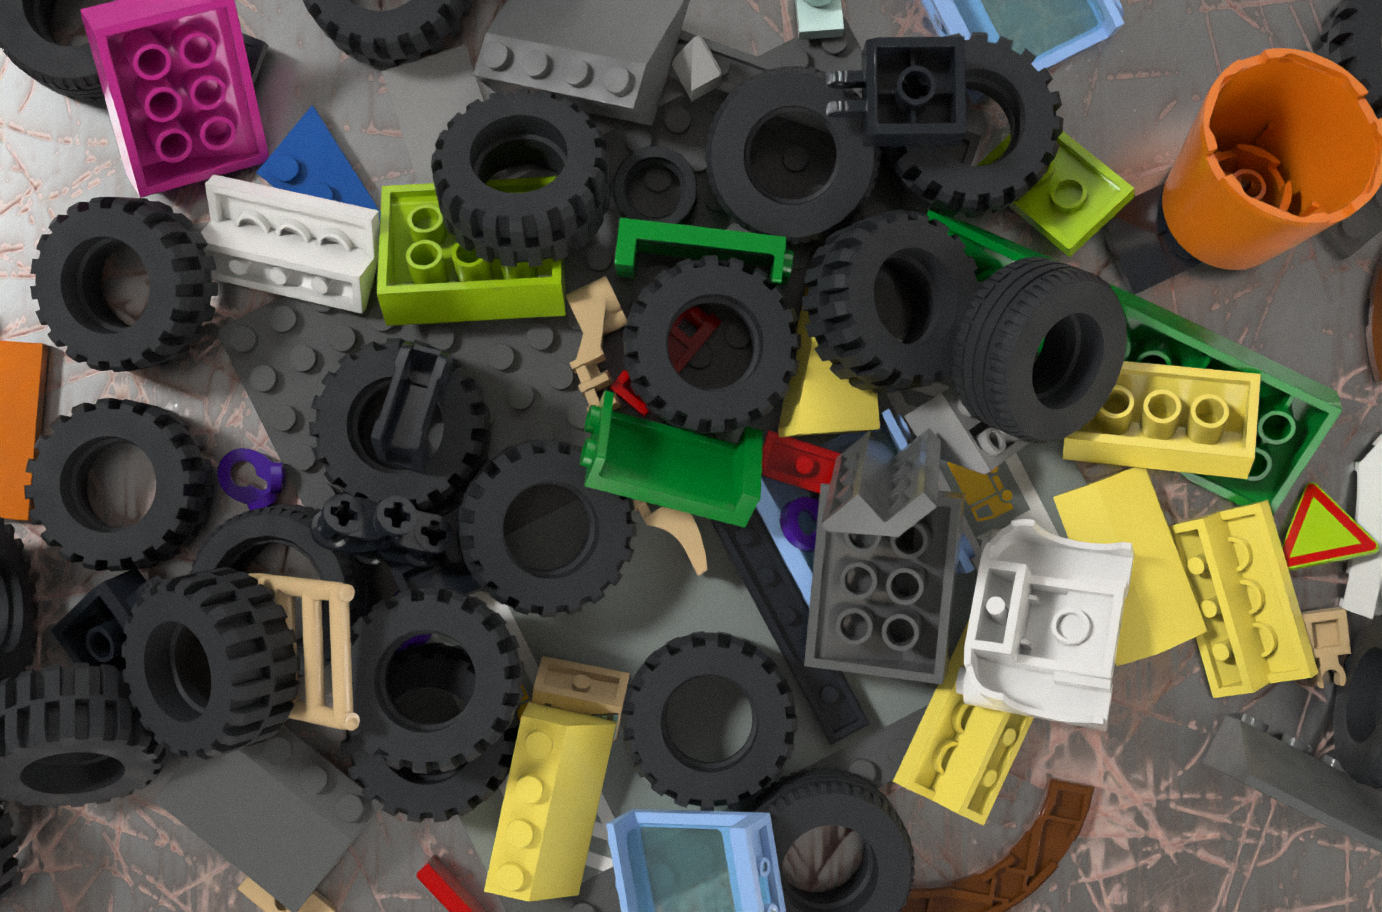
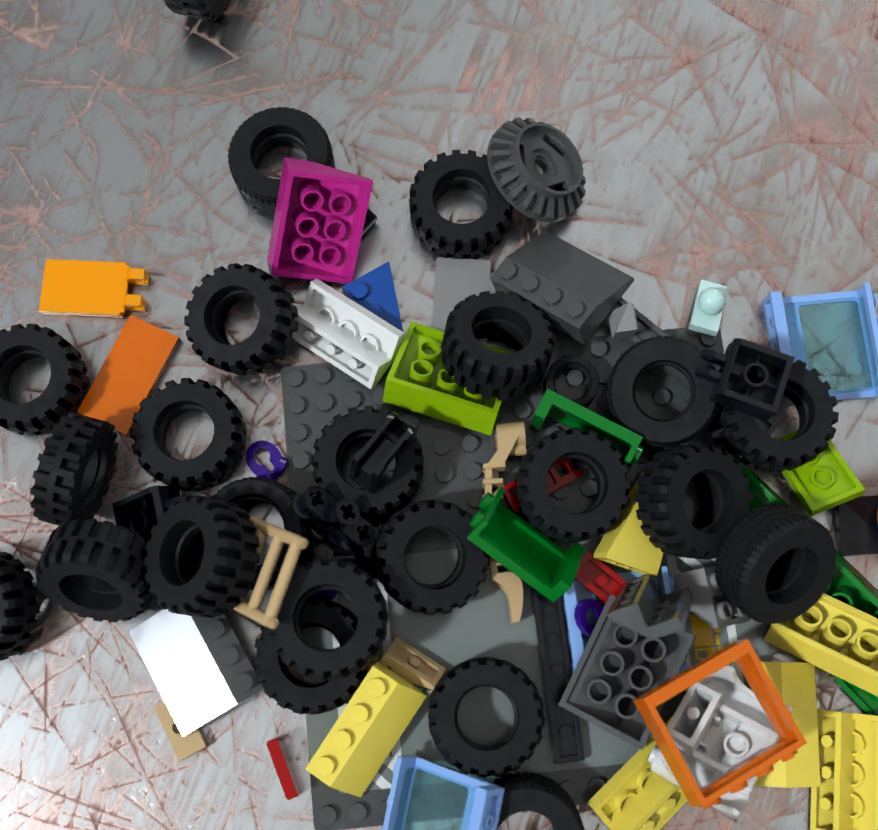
camera: 25 degrees right, 10 degrees down
(1108, 644) = (769, 699): none -> orange window

